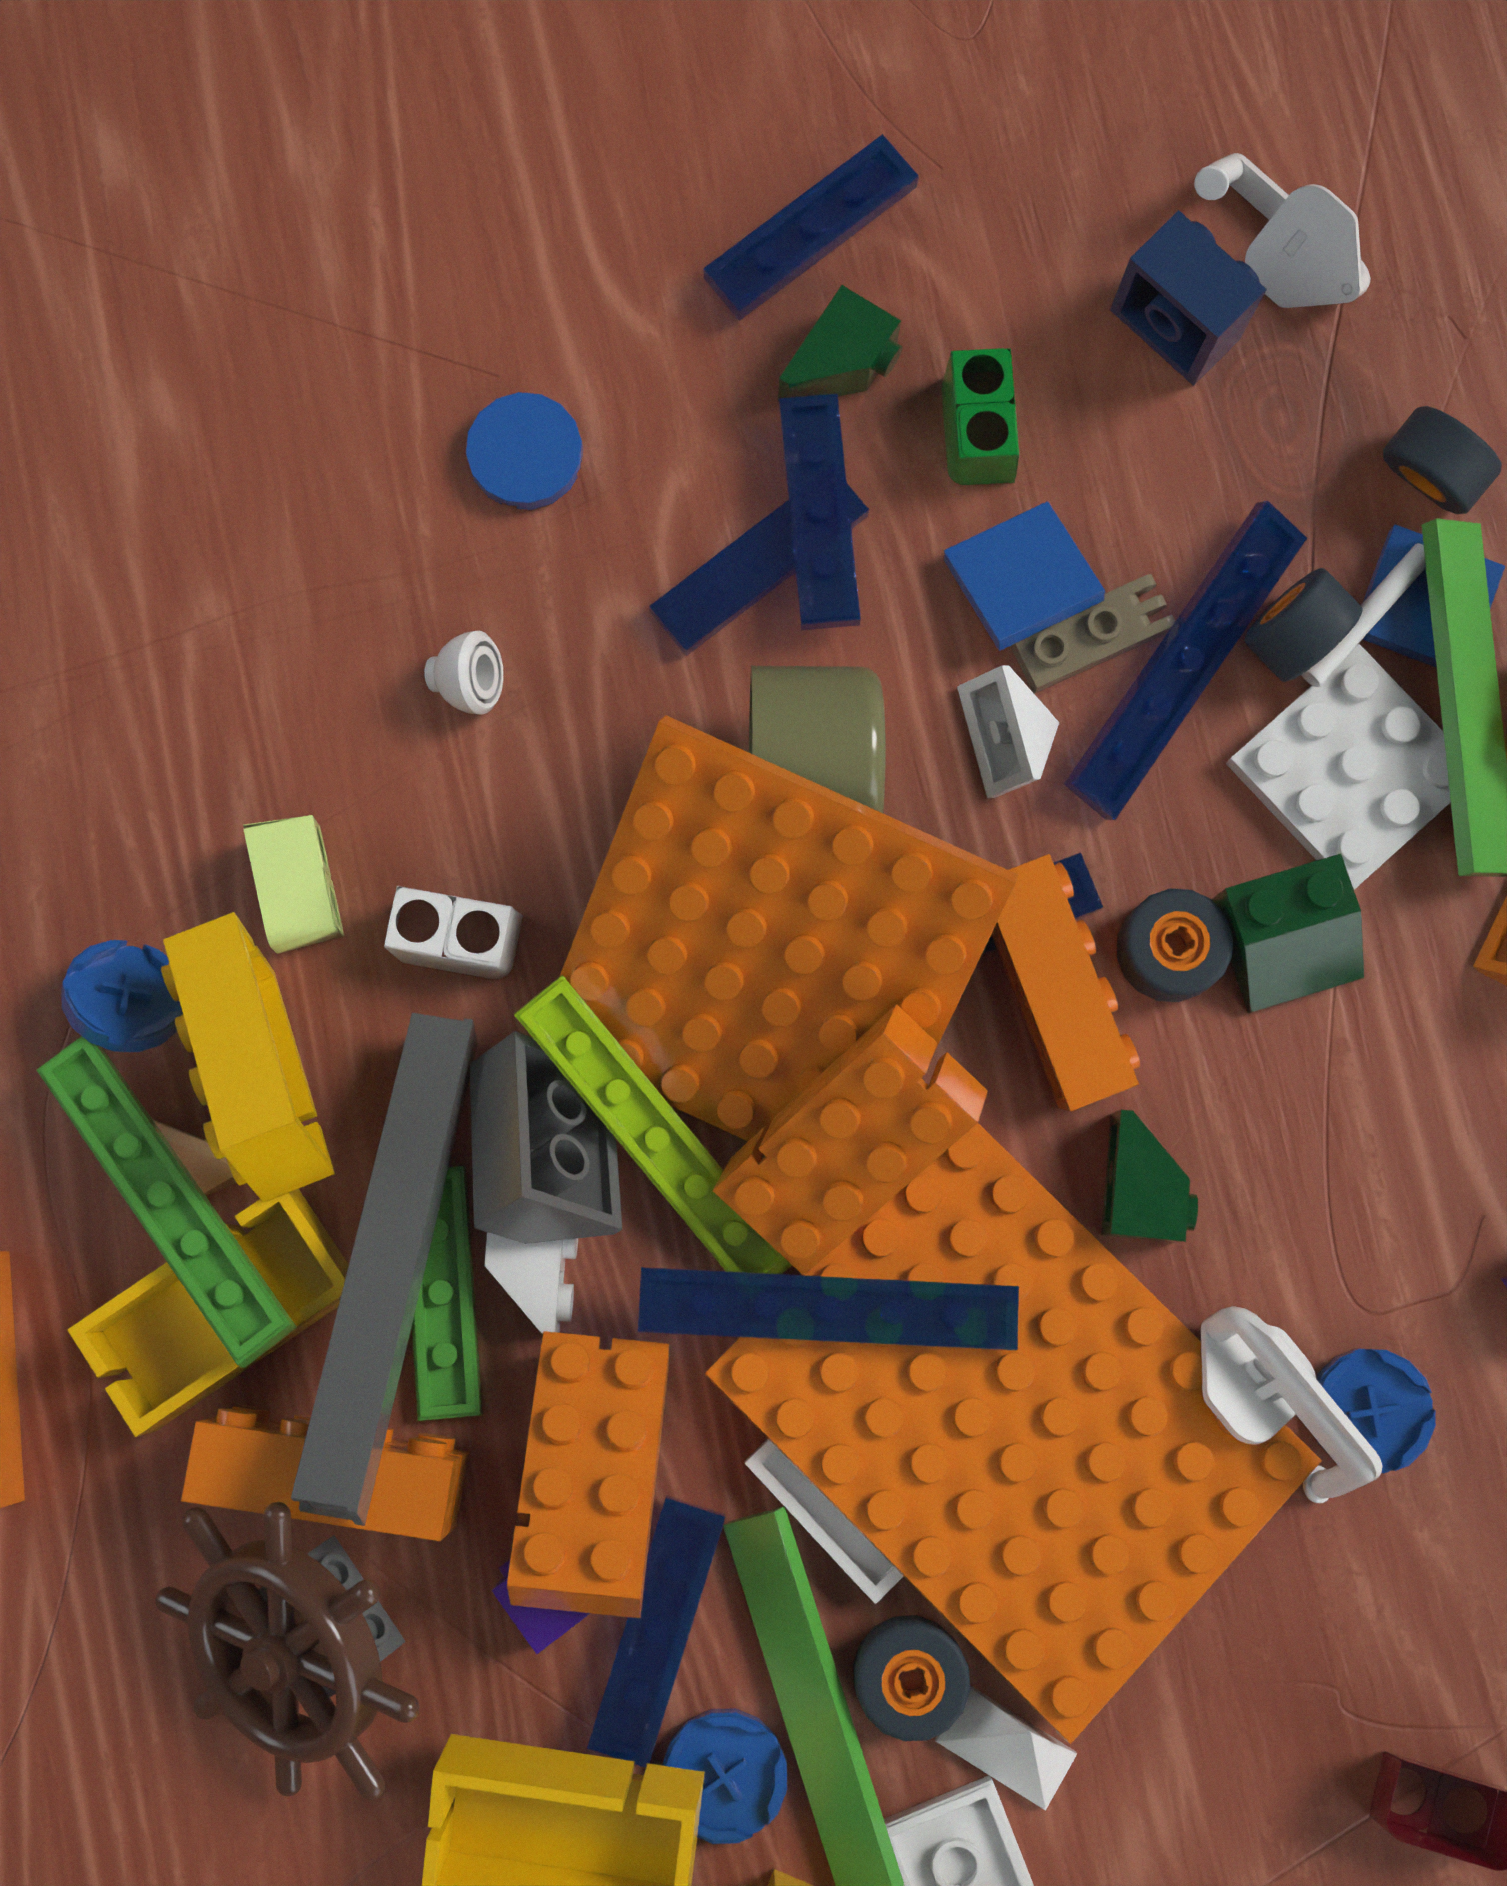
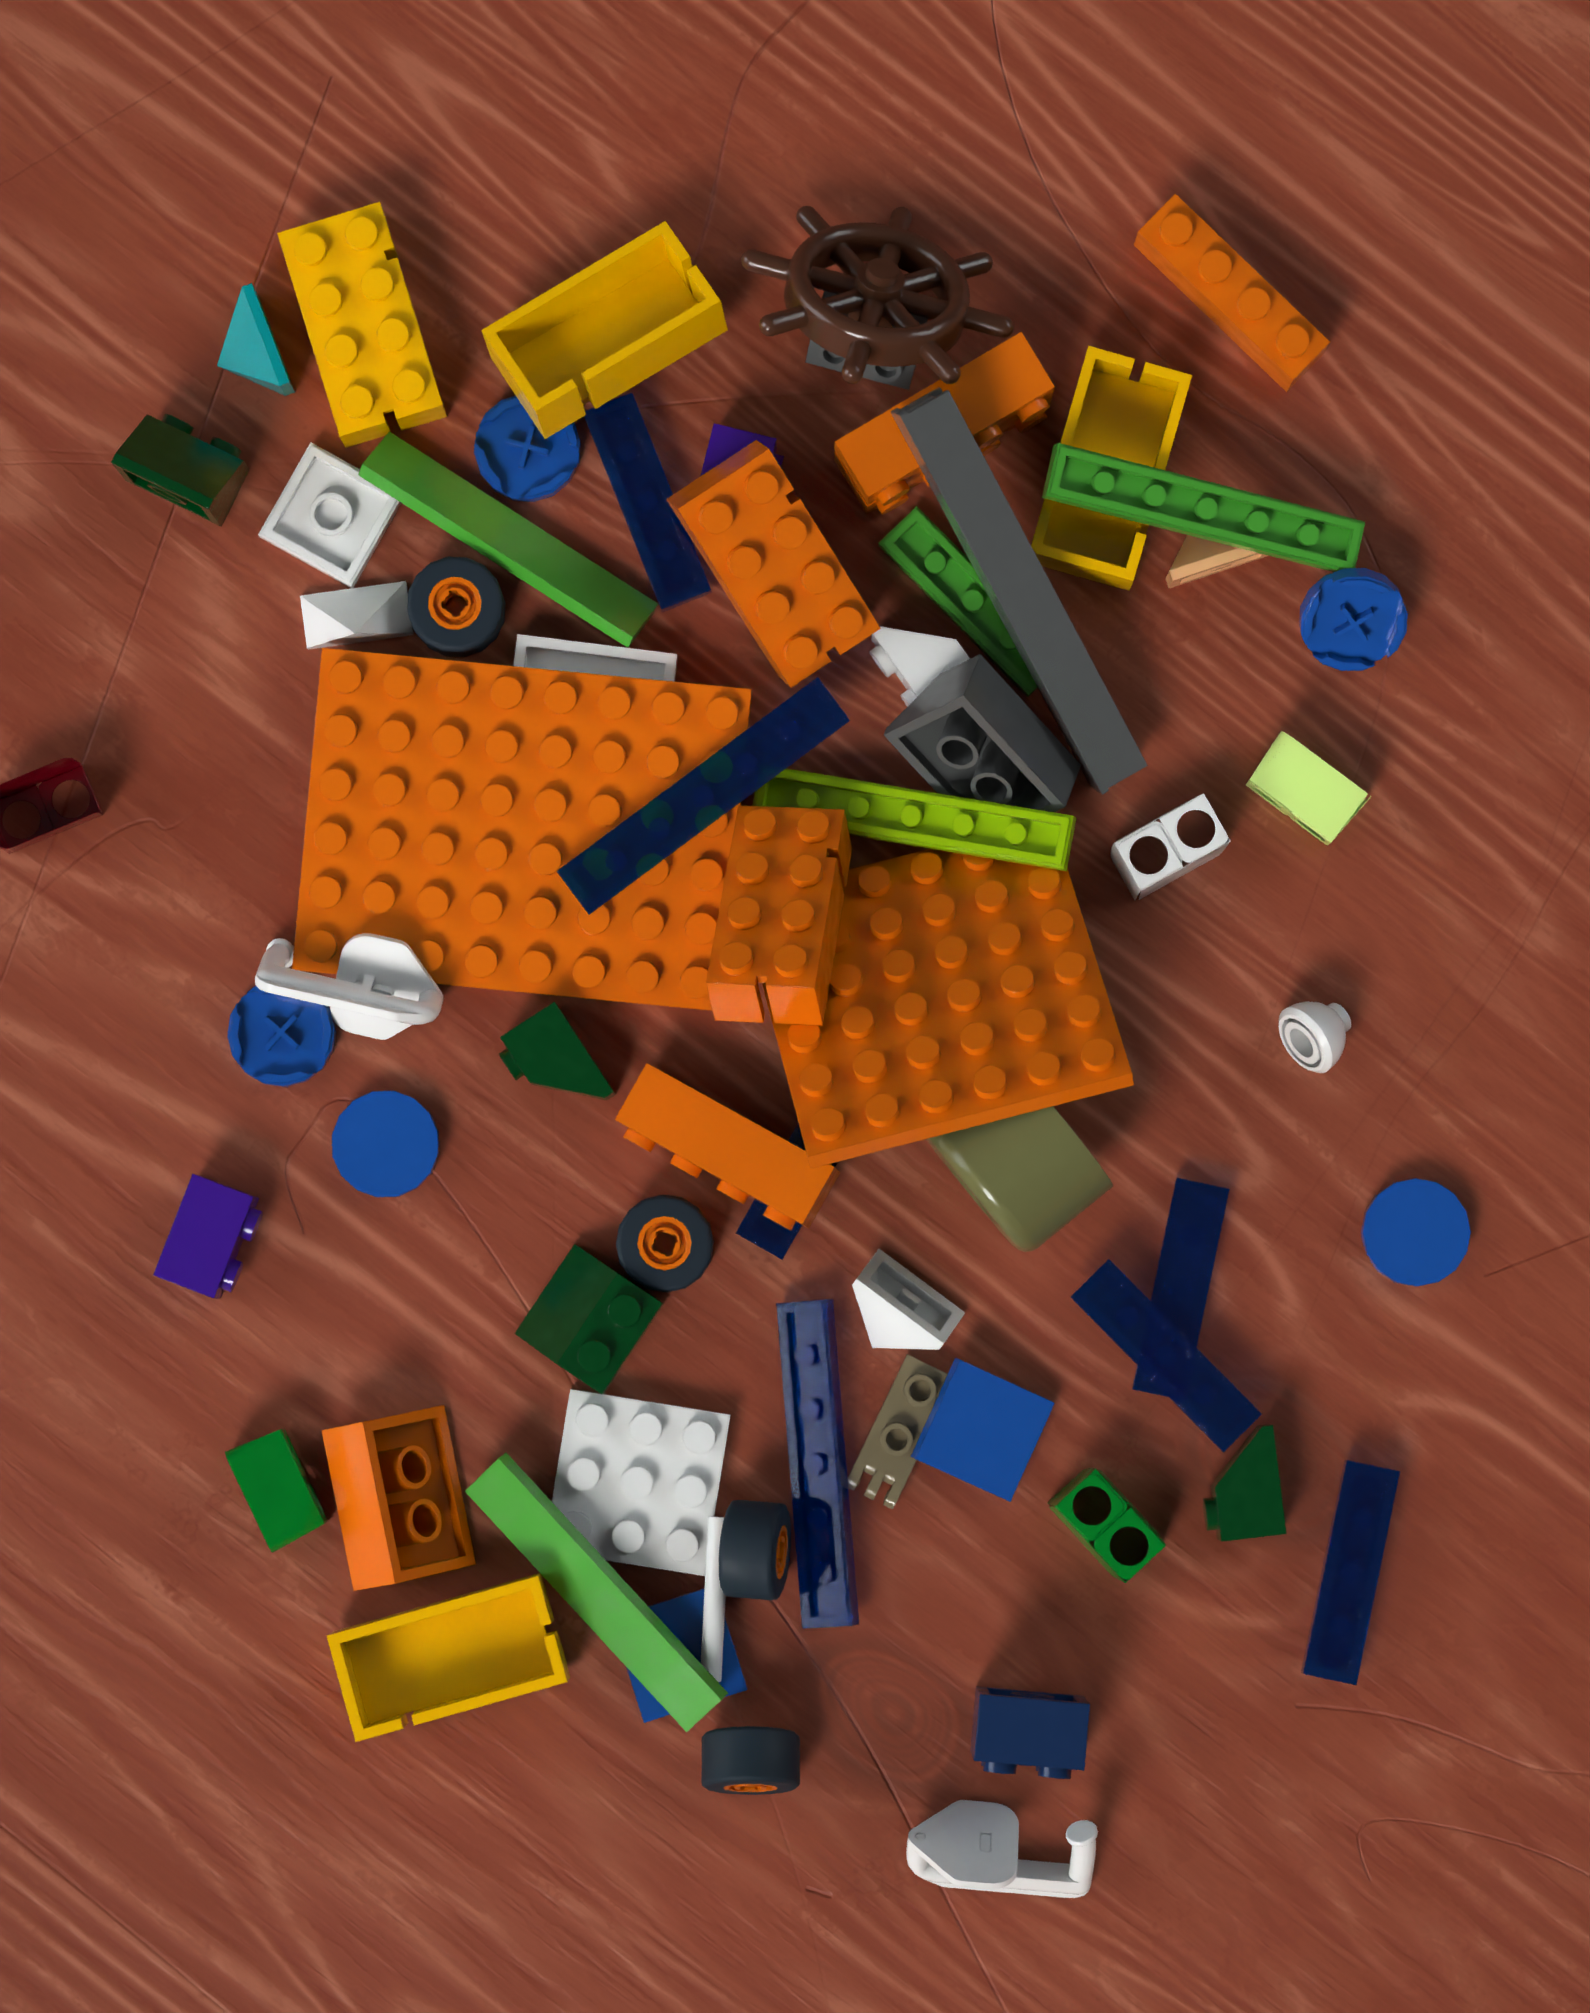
camera: 145 degrees right, 5 degrees up
(244, 1059) = (1227, 641): yellow piece -> none
(1353, 1234) = (385, 1144): none -> blue tile

